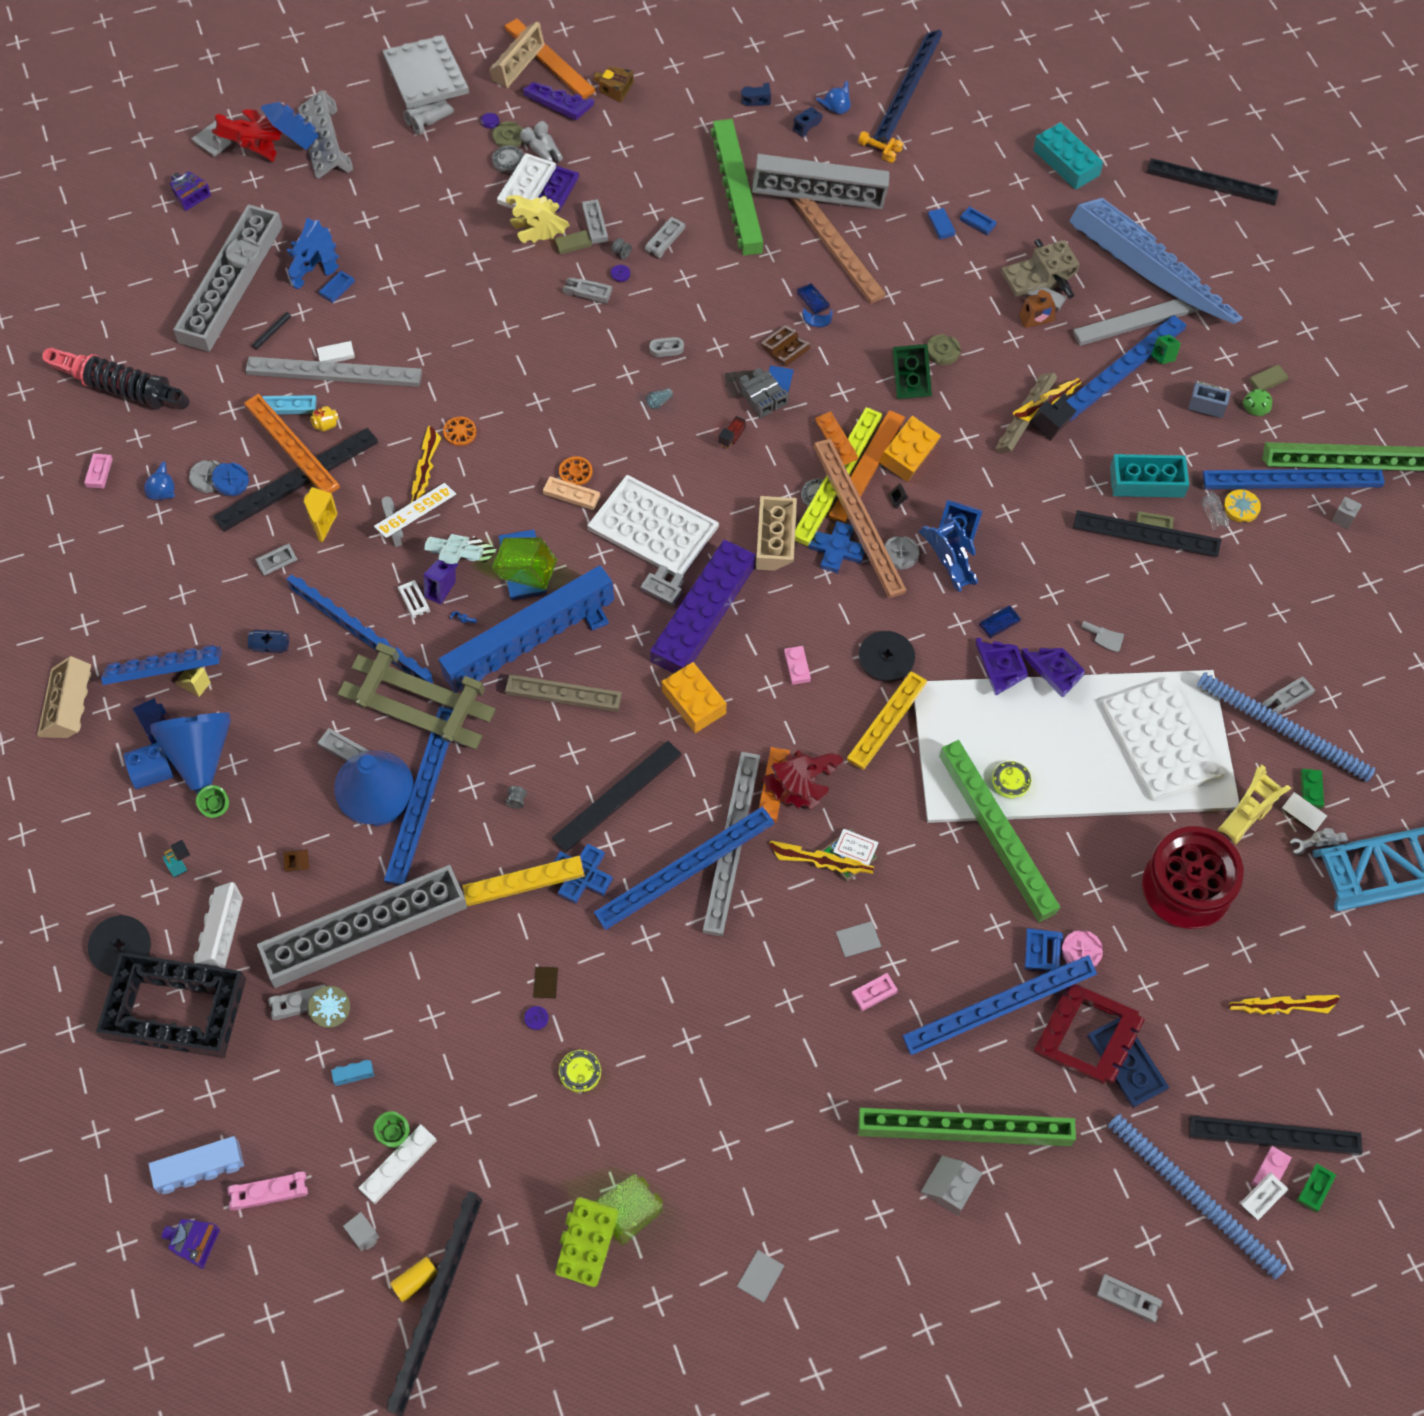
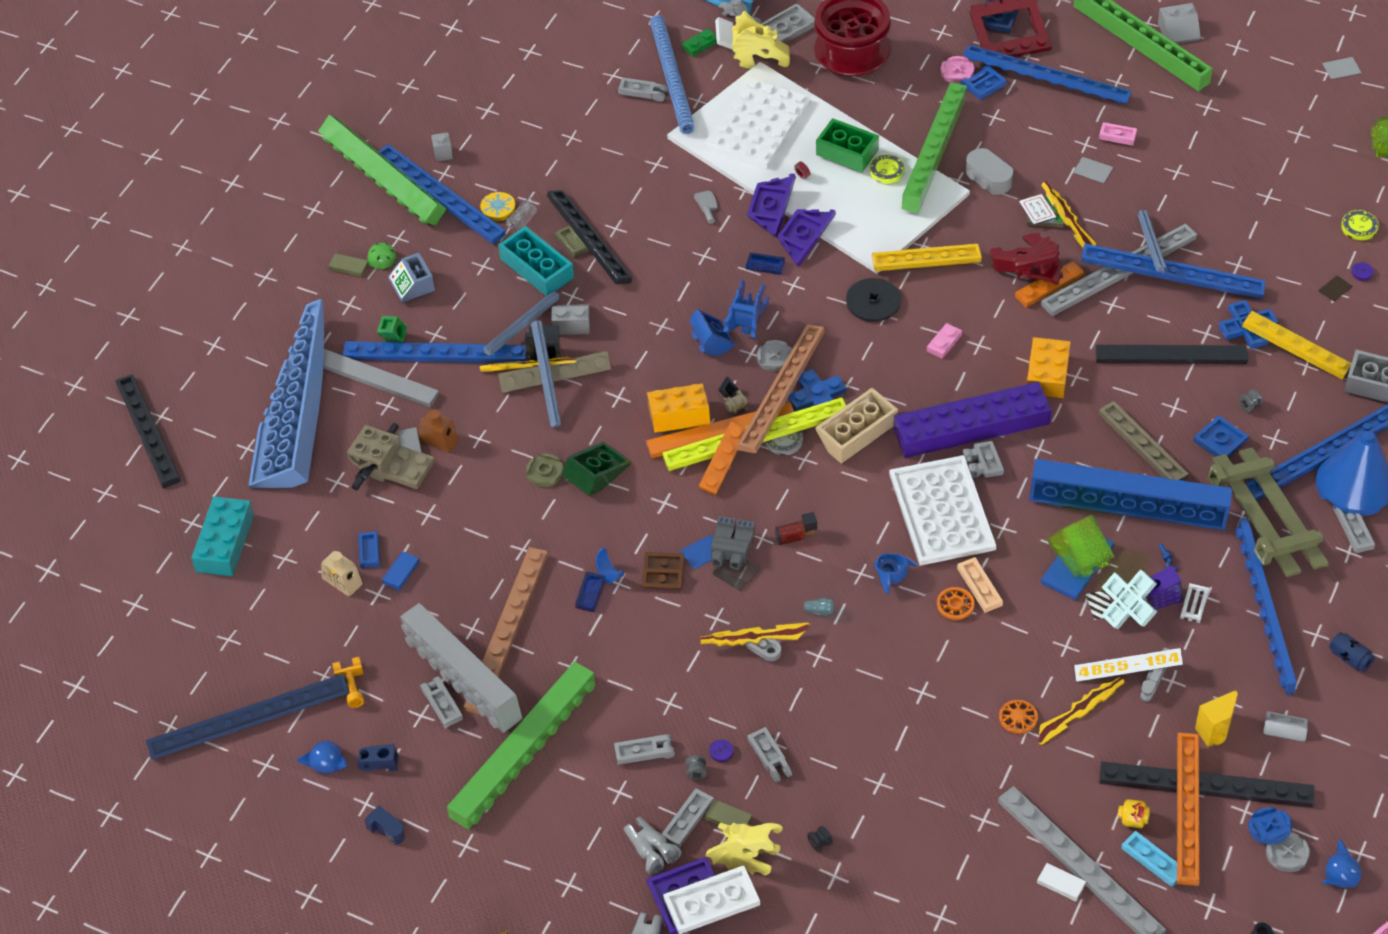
camera: 130 degrees left, 10 degrees down
(504, 265) = (819, 838): none -> black wheel
(509, 745) = (1220, 437): none -> blue plate
(599, 191) = (647, 842): none -> light grey piece
(638, 453) = (892, 569): none -> blue piece
(676, 344) = (754, 635): none -> yellow sword
(728, 880) = (1152, 241): none -> sand blue axle
(878, 489) = (736, 403): none -> dark tan brick
(933, 851) = (989, 171): none -> light grey brick
(969, 186) = (341, 573): none -> tan torso
(1021, 390) = (546, 375): none -> sand blue axle
(1062, 764) = (847, 145): none -> green brick
(1069, 716) = (802, 170): none -> dark red tile
(1072, 461) = (572, 318): none -> light grey slope
(1094, 426) = (521, 323): none -> sand blue axle
(1272, 873) = (790, 23): none -> light grey tile

